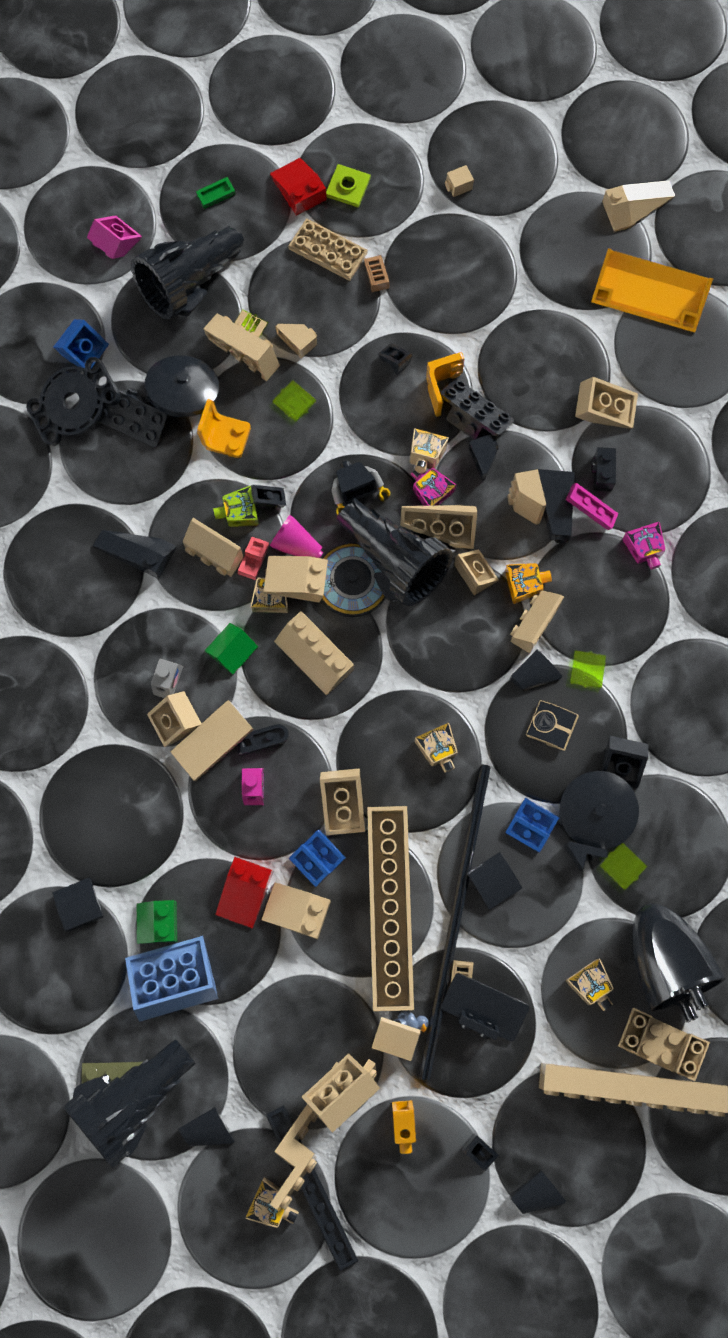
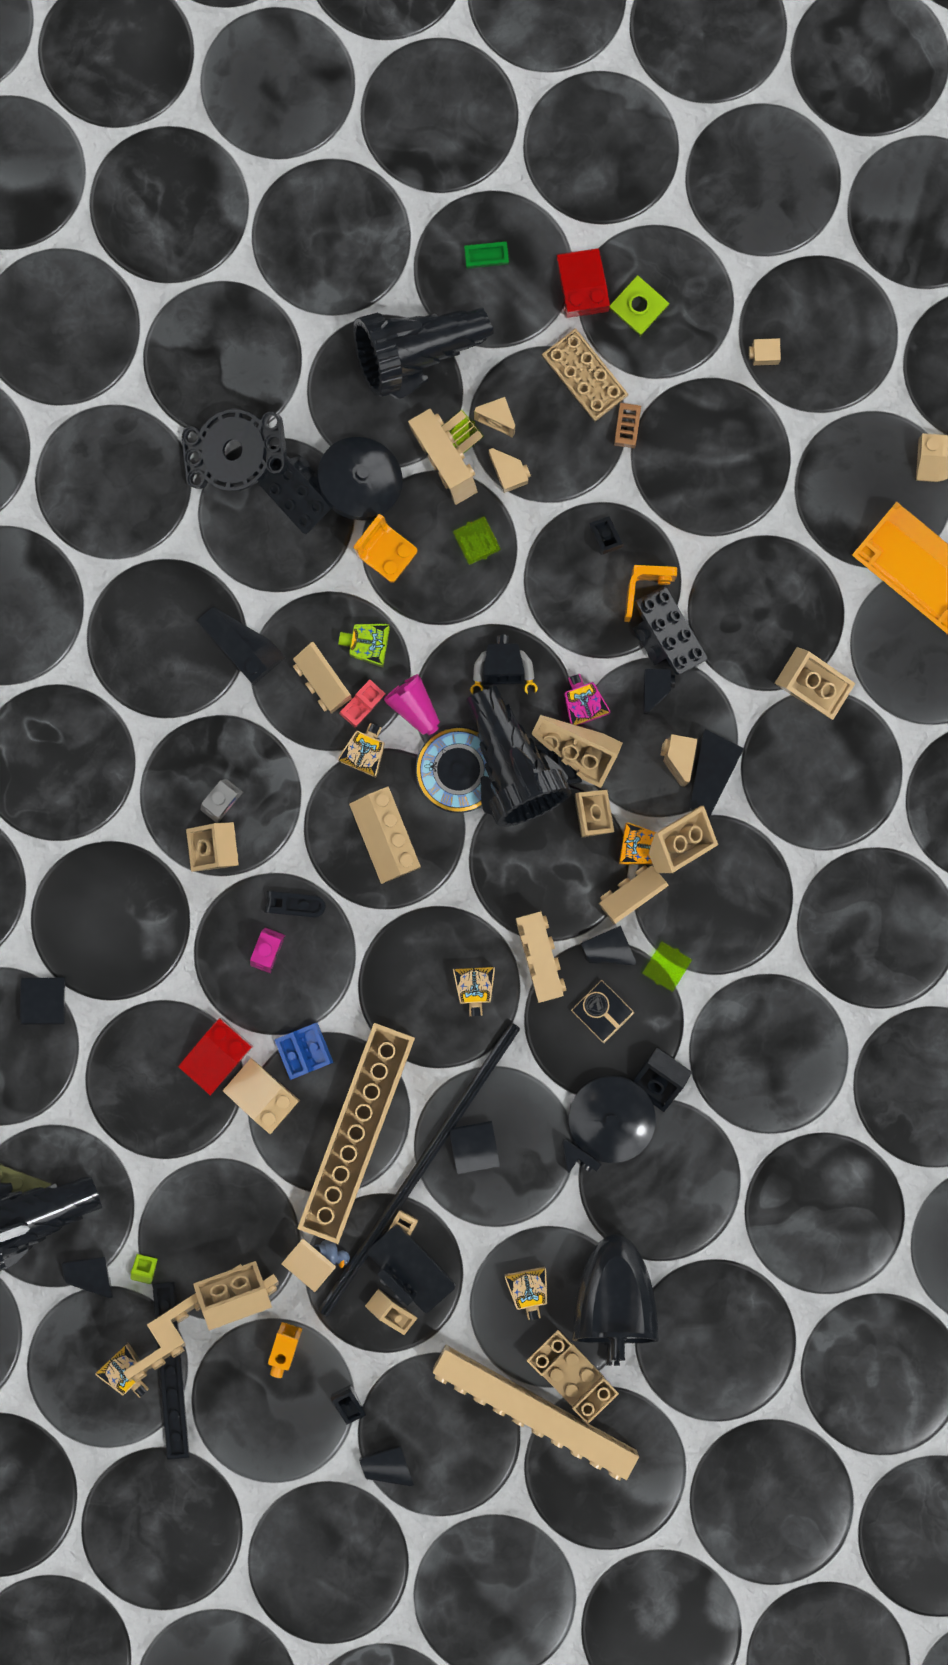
camera: 20 degrees right, 10 degrees up
(80, 343) = (268, 383): blue slope -> none
(113, 236) = (351, 265): dark pink slope -> none
(156, 922) = (115, 1051): green slope -> none
(170, 979) = (109, 1113): medium blue slope -> none
(212, 740) = (242, 886): tan tile -> none
(231, 648) = (300, 793): green slope -> none
(252, 1104) = (143, 1269): none -> lime slope
(268, 496) = (404, 643): black slope -> none
(271, 300) = (497, 416): none -> tan slope
(296, 577) = (397, 747): tan slope -> none
(342, 801) = (352, 1003): tan slope -> none
(427, 450) = (595, 658): torso -> none
(481, 699) = (539, 956): none -> tan wedge
(483, 1053) = (390, 1312): none -> tan slope
(532, 824) = (538, 1105): blue slope -> none
(558, 560) = (682, 841): none -> tan slope
(592, 506) = (746, 794): dark pink plate -> none
(604, 469) = (779, 756): black brick -> none
(623, 866) = (613, 1185): clear neon green piece -> none
(646, 544) = (787, 858): dark pink torso -> none

